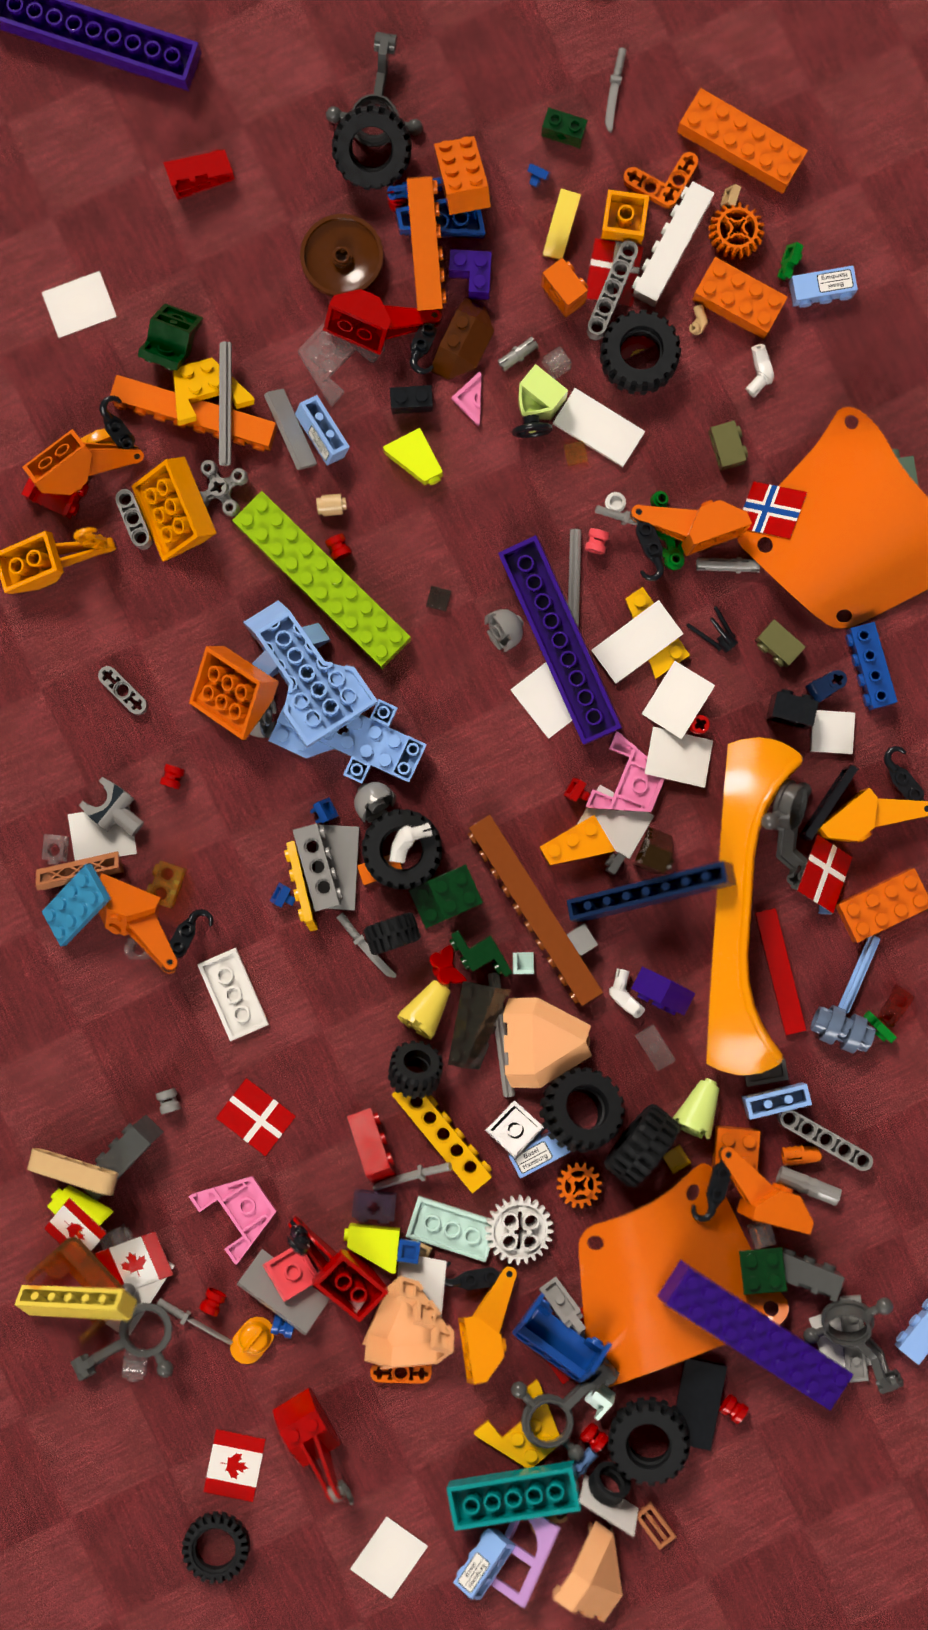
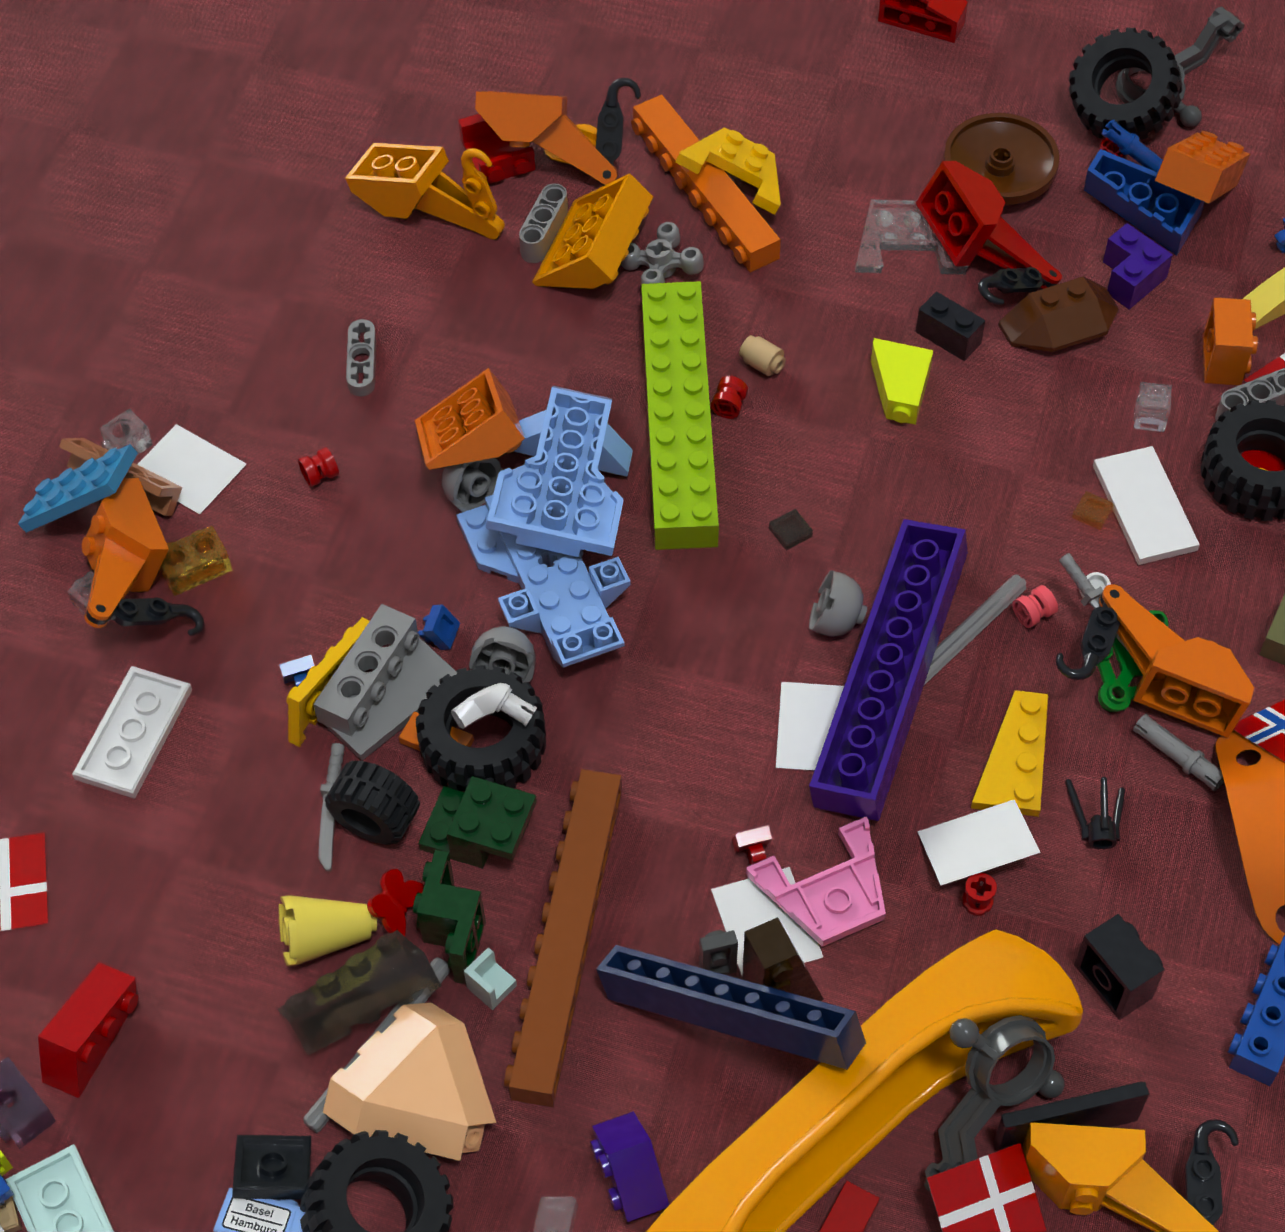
camera: 45 degrees right, 30 degrees down
(79, 304) = (690, 33): white sticker -> none
(114, 810) = (224, 450): light grey connector -> none
(170, 337) = (749, 103): dark green bracket -> none
(225, 402) = (743, 185): light grey axle -> none
(290, 429) = (790, 264): light grey tile -> none
(322, 430) = (822, 282): light blue brick -> none
(418, 1056) = (232, 976): black tyre -> none
(420, 1173) = (105, 1112): light grey sword -> none
(424, 242) = (1104, 187): orange brick -> none
(469, 398) = (1020, 374): bright pink tile -> none
(471, 1179) = (188, 1006): yellow brick -> none
(518, 353) = (1114, 372): light grey pin -> none
(538, 399) = (1098, 418): yellowish green piece -> none
(579, 842) = (691, 895): light orange wedge -> none
(582, 939) = (591, 1011): light grey panel -> none
(622, 997) = (572, 1126): white arm -> none
(637, 641) = (986, 742): white tile -> none
(678, 759) = (918, 911): white sticker -> none
(779, 644) = (1170, 886): olive brick -> none
(823, 686) = (1190, 983): dark blue piece -> none
(833, 732) = (1153, 1048): white tile -> none

